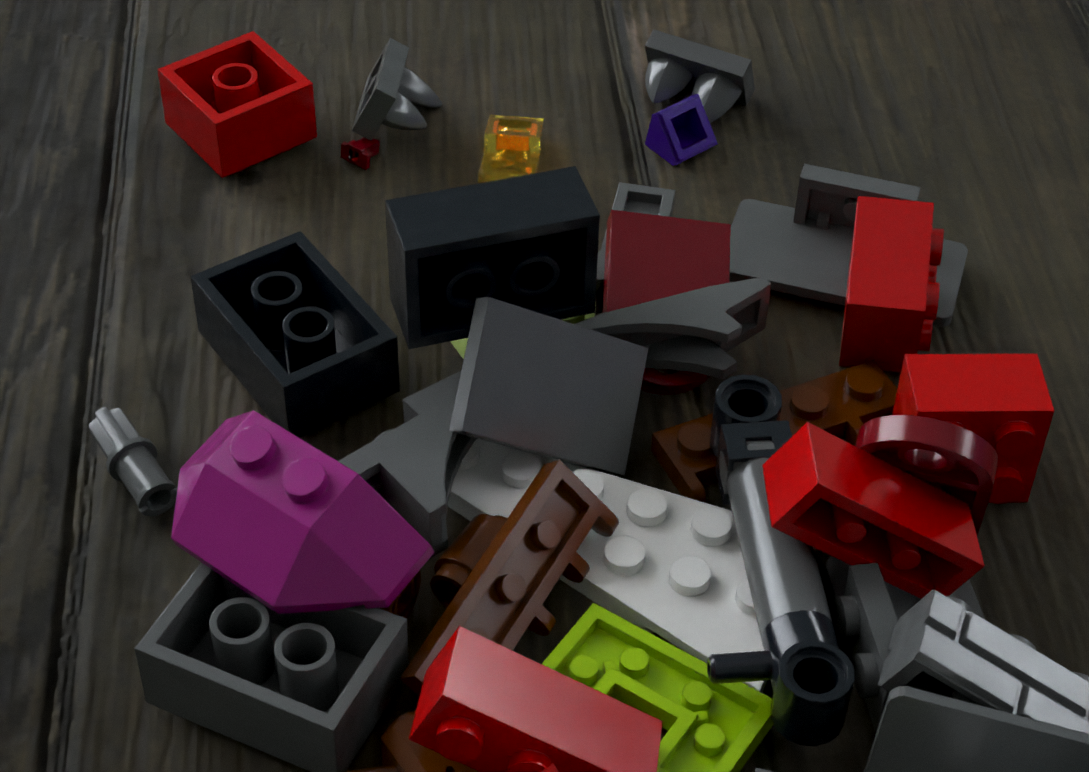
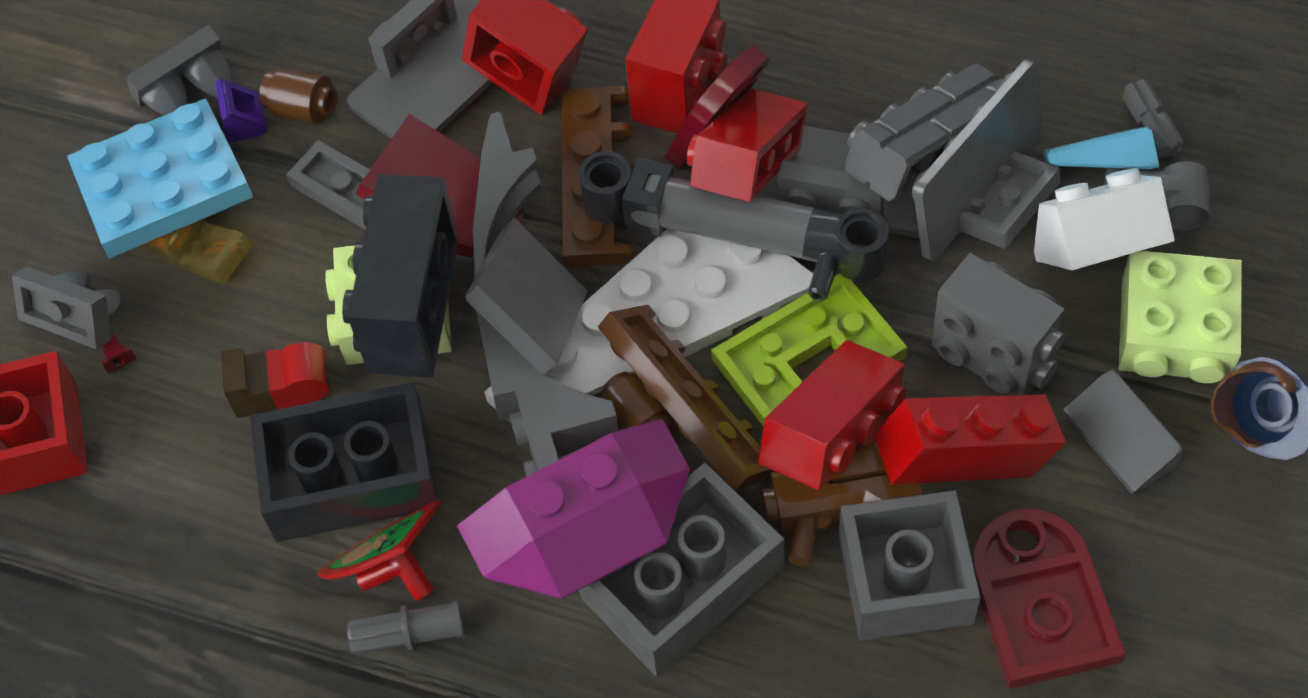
camera: 60 degrees left, 15 degrees up
(197, 419) = (387, 556): none -> red shield
(362, 250) = (274, 378): none -> leg
(562, 101) = (158, 177): none -> medium azure plate
(725, 163) = (298, 95): none -> reddish brown brick

